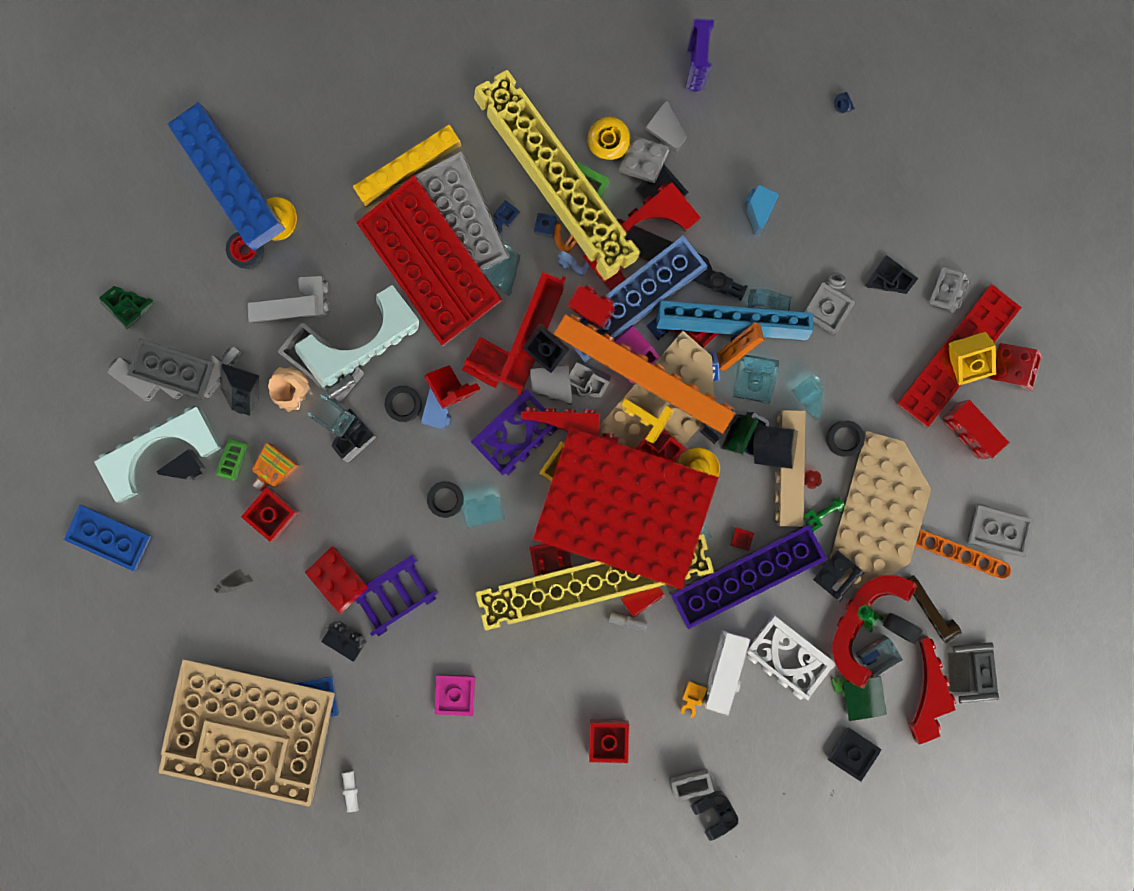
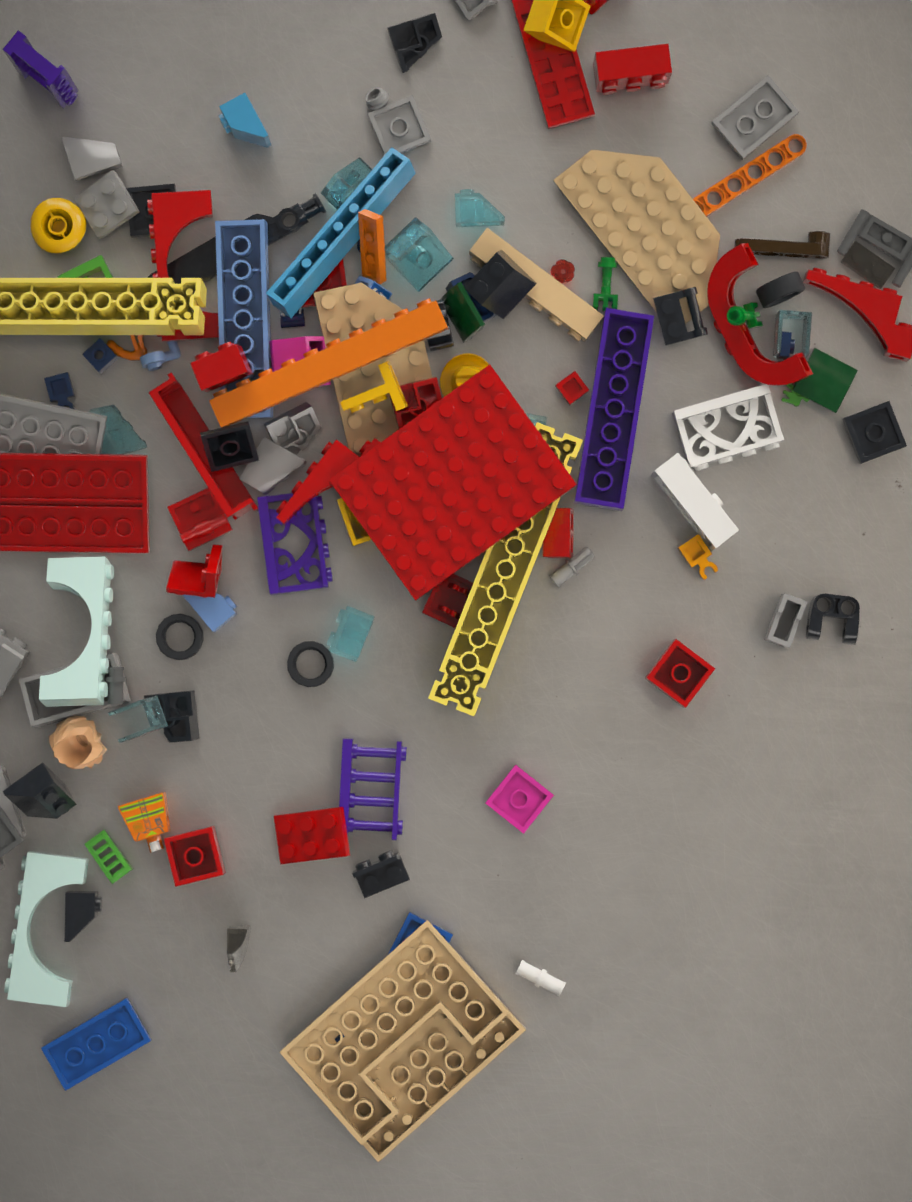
camera: 55 degrees left, 0 degrees up
(859, 435) = (548, 189): black tyre -> none

